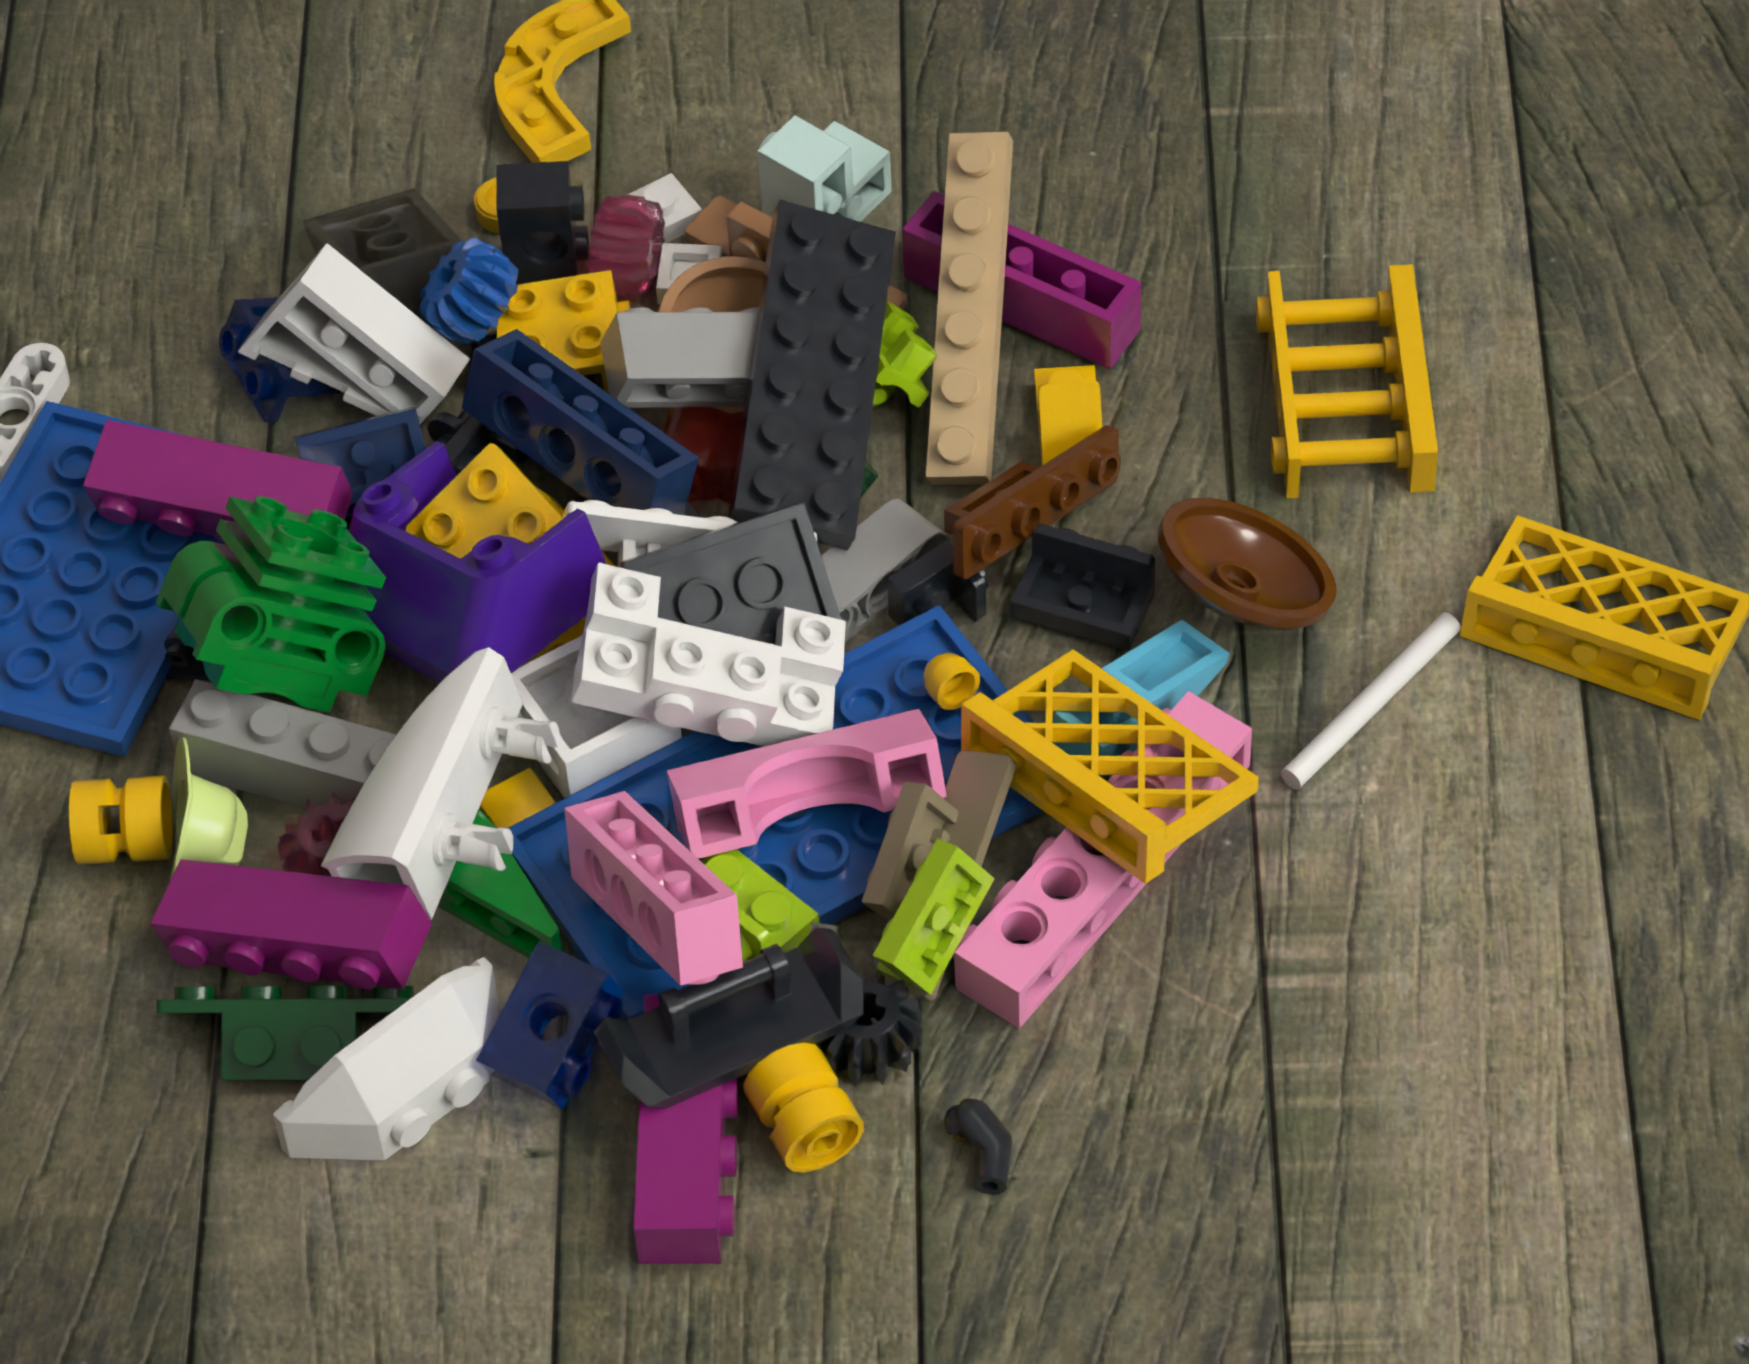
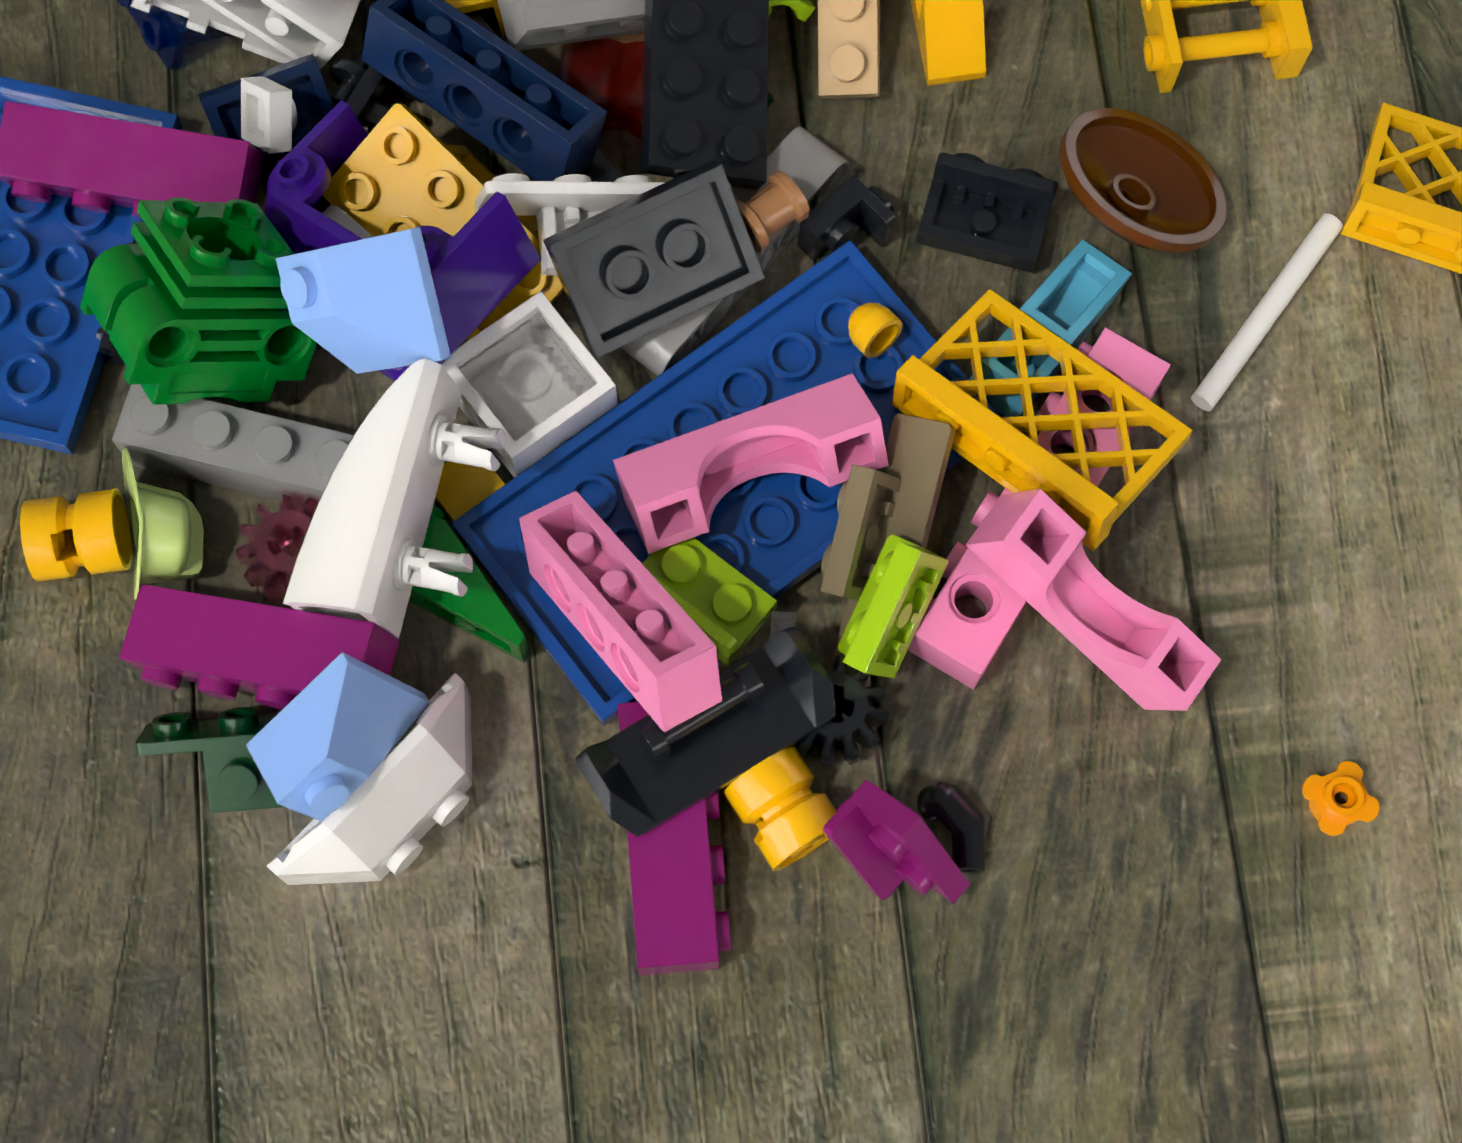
camera: 10 degrees left, 20 degrees up
(357, 971) = (334, 735): none -> light blue slope
(362, 451) = (267, 114): none -> white plate
(437, 596) = (367, 301): none -> light blue slope
(549, 988) = (501, 767): clear blue brick -> none
(704, 676) = (639, 358): white bracket -> none
(857, 561) = (773, 209): none -> medium nougat bush
(907, 1138) = (892, 844): none -> magenta bracket
(1013, 503) = (917, 123): reddish brown bracket -> none
(1184, 980) = (1044, 561): none -> bright pink arch
(1383, 1161) = (1334, 816): none -> light orange plate

